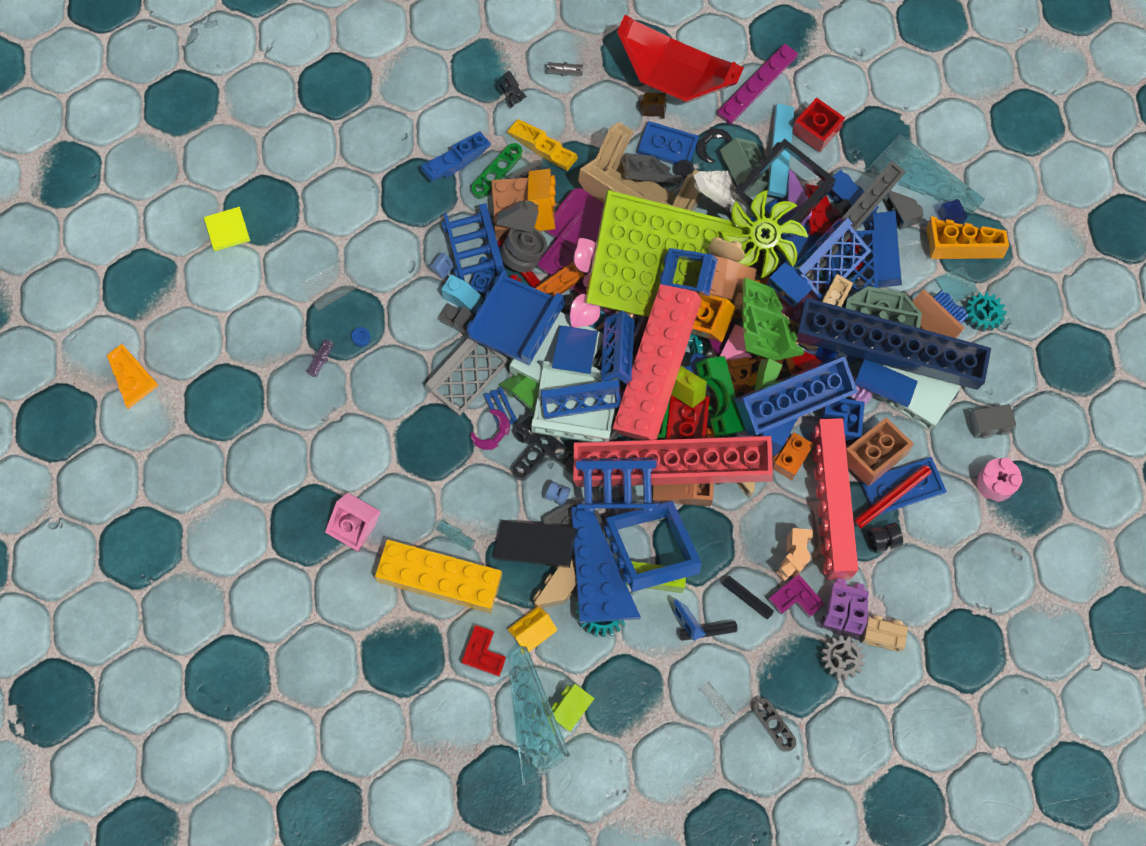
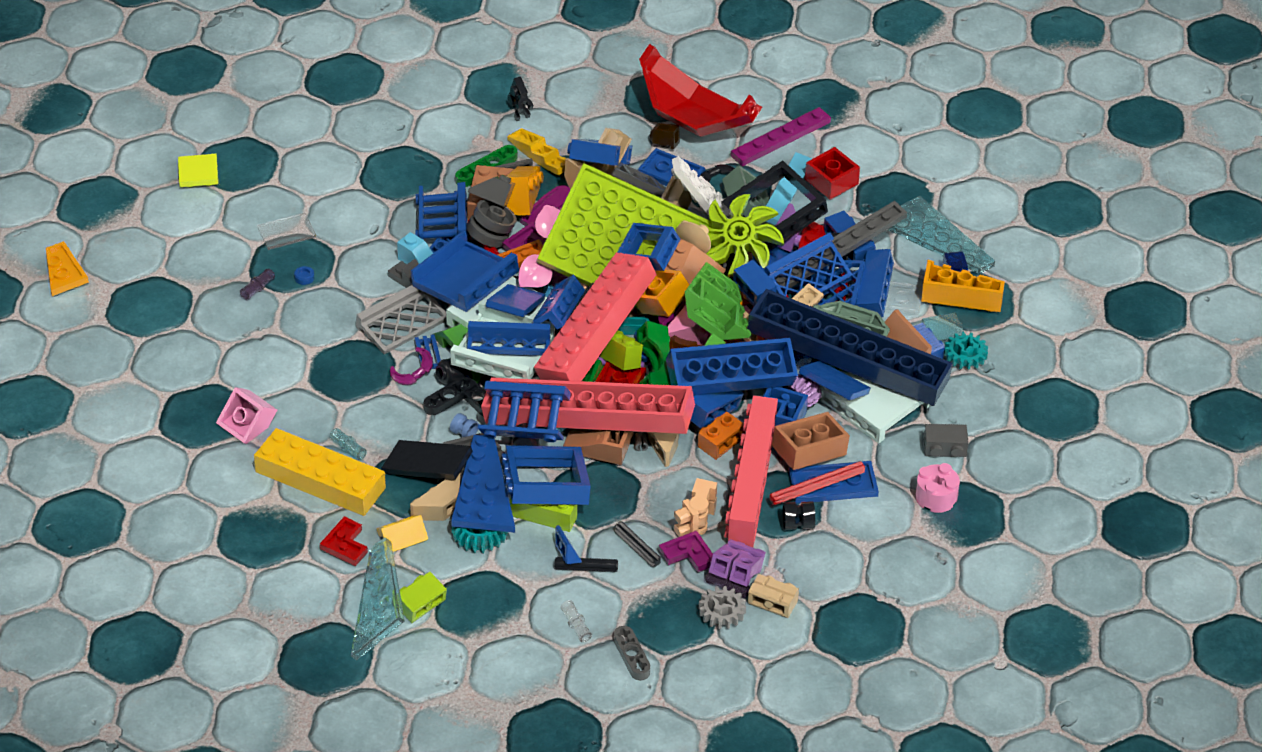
camera: 15 degrees right, 25 degrees down
(442, 265) = (404, 227): medium blue tile -> none
(457, 158) = (451, 148): blue slope -> none
(564, 68) = (582, 95): flat silver pin -> none
(600, 155) = (597, 152): none -> blue arch
(906, 209) = (905, 256): dark grey slope -> none

